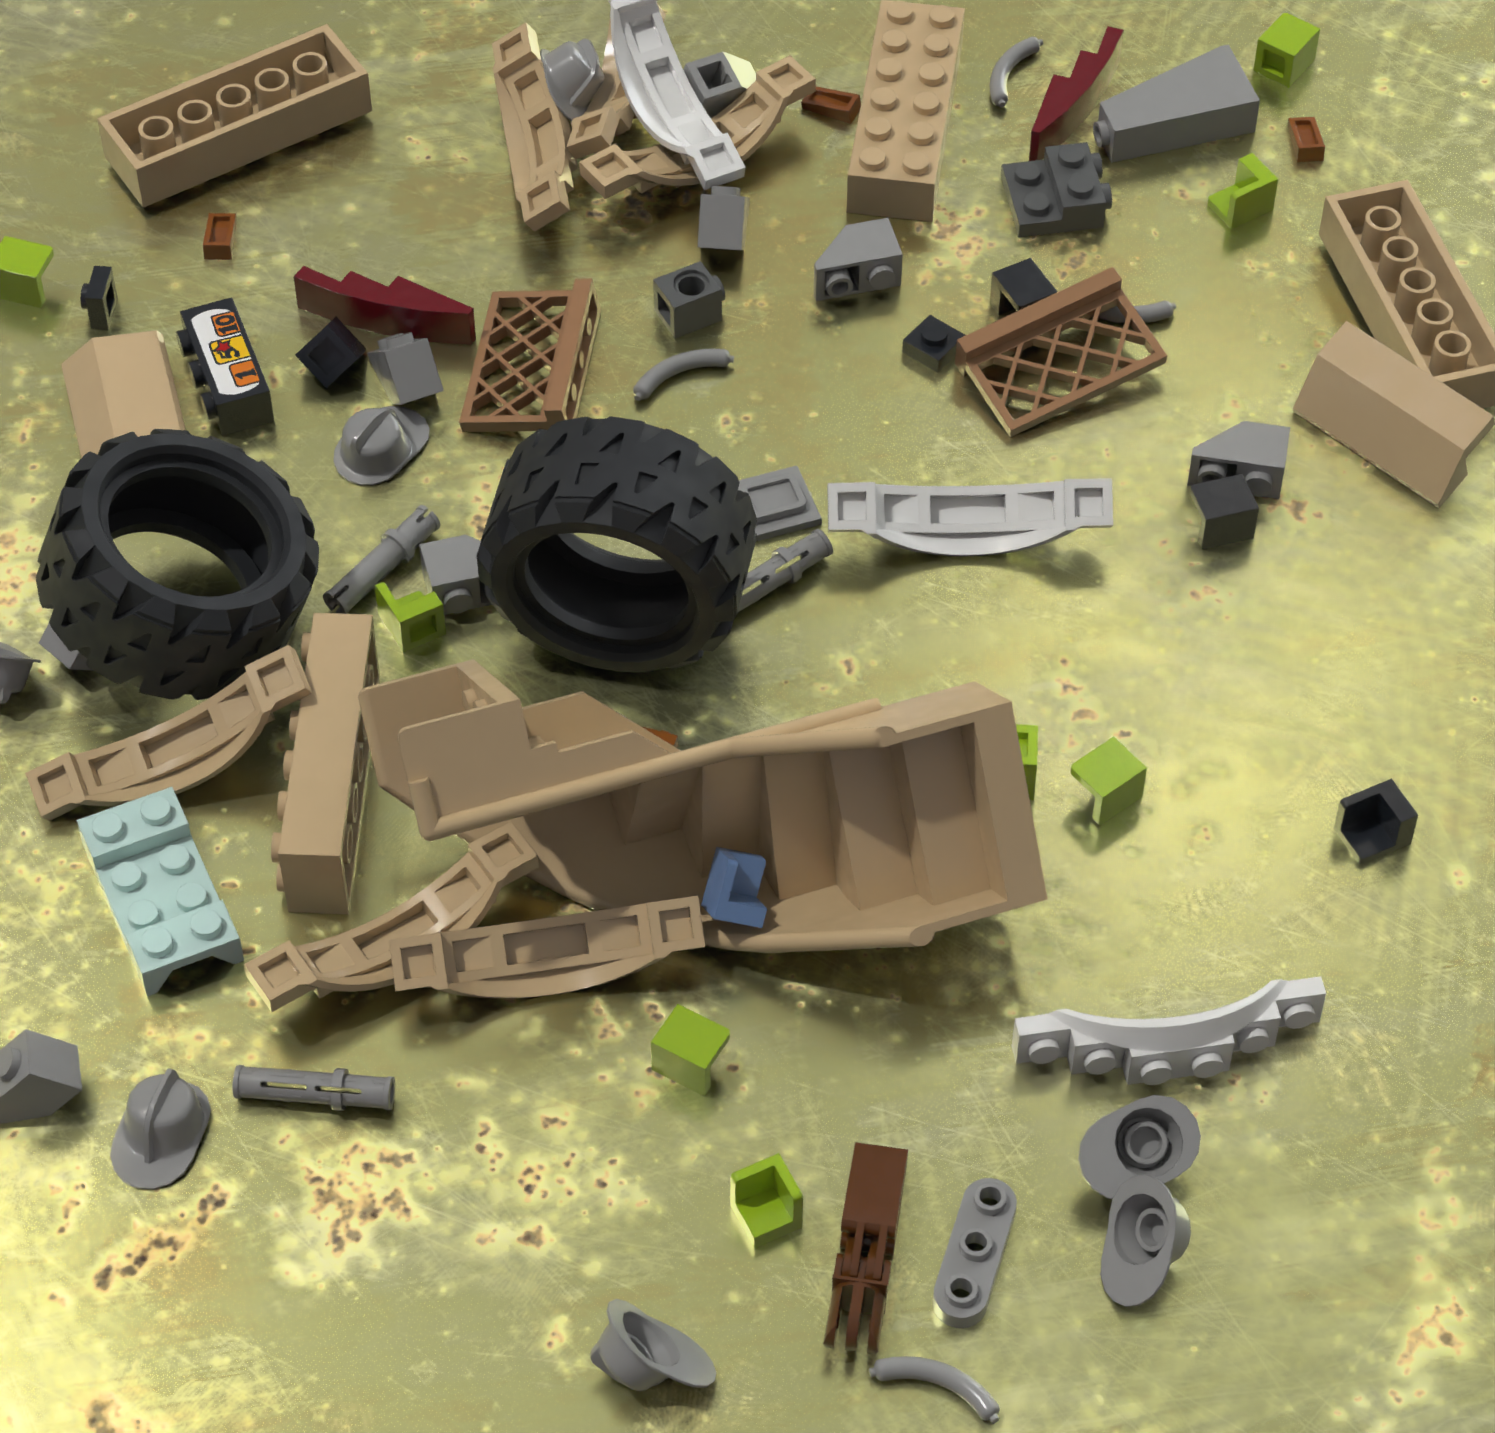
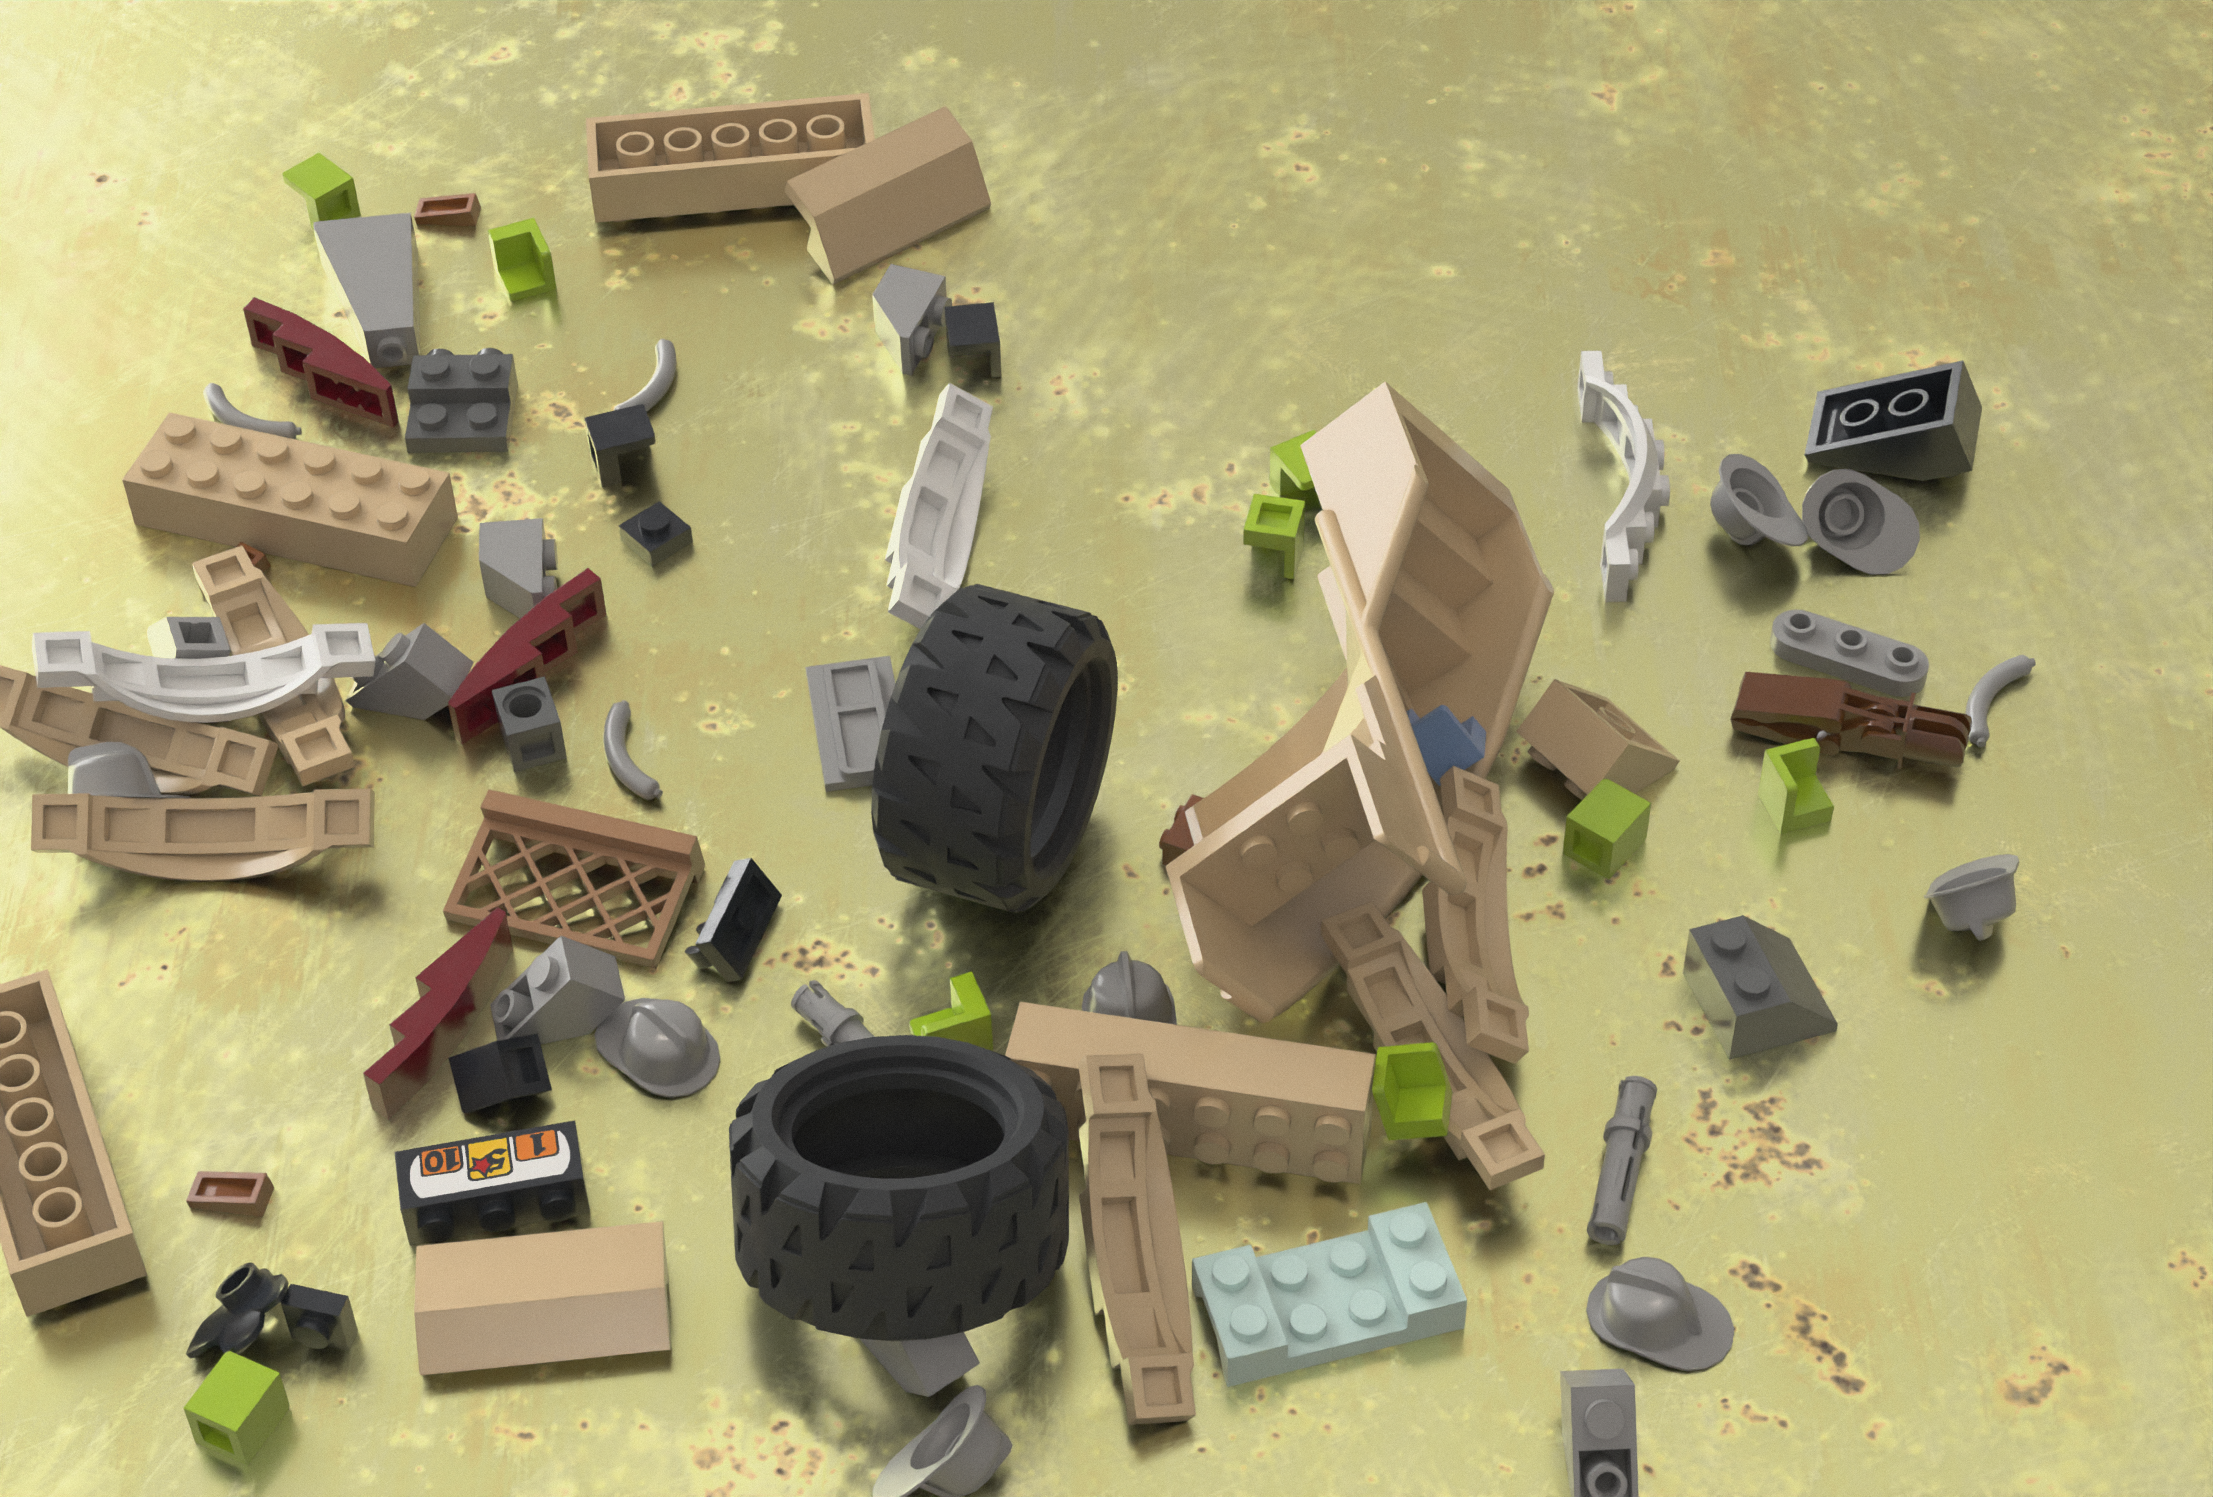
camera: 80 degrees left, 5 degrees down
(119, 255) = (239, 1320): none -> black plate
(332, 903) = (1412, 1091): none -> lime panel
(452, 572) = (907, 963): light grey slope -> none
(480, 457) = (736, 921): none -> black plate
(517, 1179) = (1753, 987): none -> dark grey slope
(774, 285) = (527, 651): none -> dark red slope
(799, 1037) = (1592, 741): none -> tan slope
(1034, 328) = (679, 445): medium nougat fence -> none
(1308, 1284) = (1899, 424): none -> black slope
(1375, 821) = (1382, 300): black panel -> none

